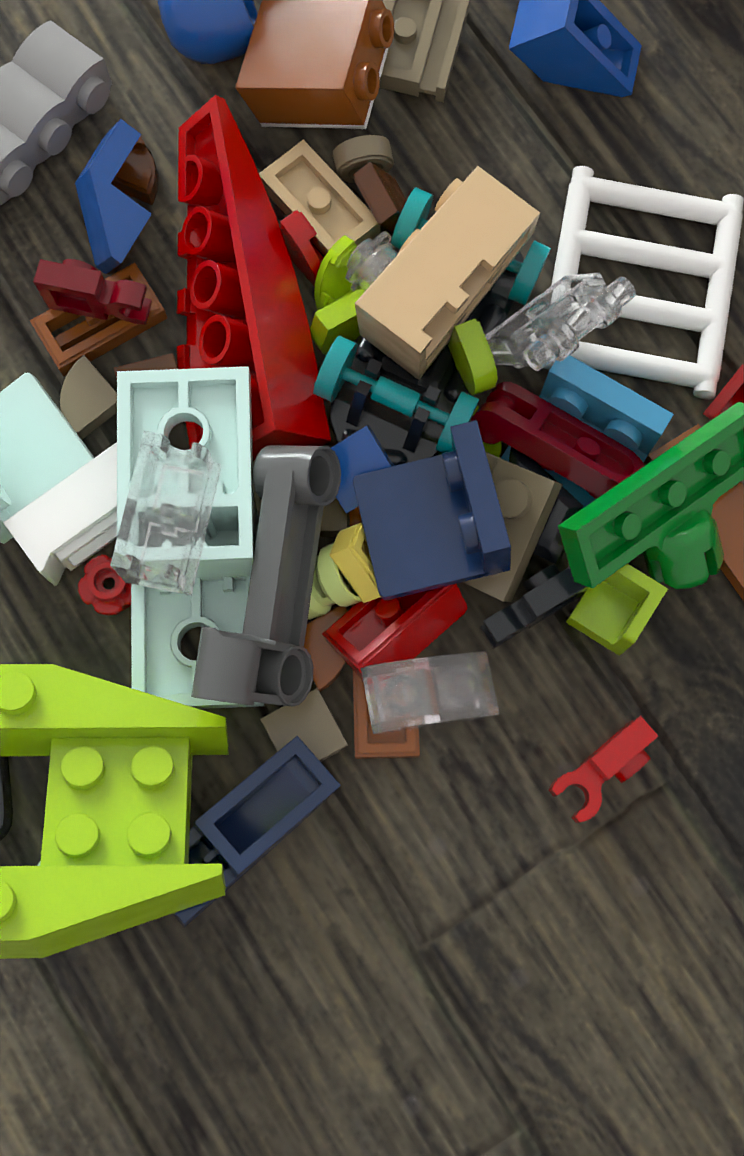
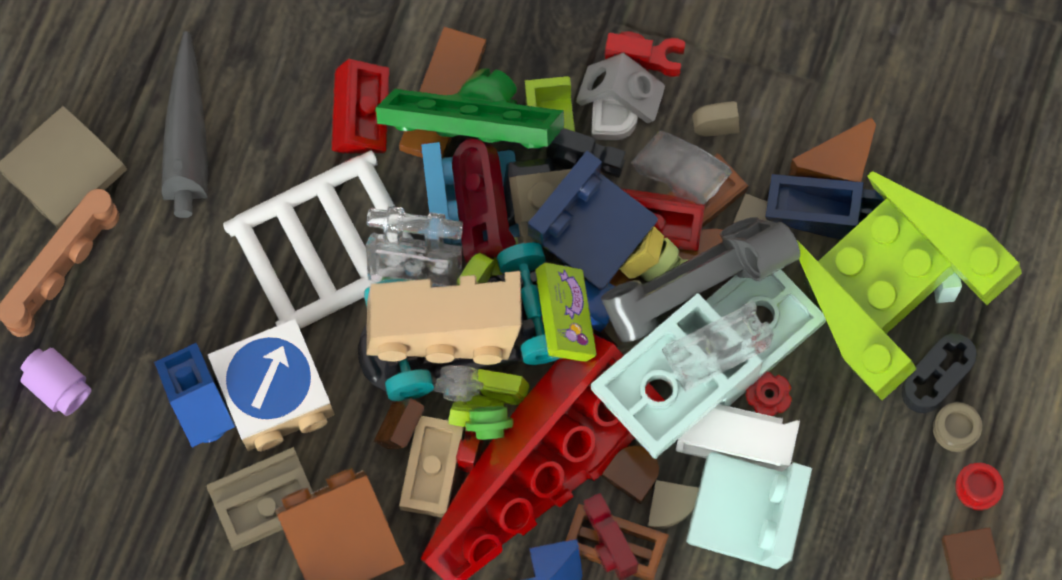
camera: 125 degrees left, 5 degrees down
(293, 882) = (839, 157): none -> dark orange slope
(307, 262) = (489, 422): none -> bright green plate
(350, 405) = (565, 312): none -> lime tile
(359, 151) = (381, 462): dark tan tile -> none
(459, 785) = (716, 119): none -> dark tan tile
(523, 112) = (271, 386): none -> piece
(557, 679) = (612, 120): none -> white tile
(579, 713) = (626, 83): none -> light grey bracket

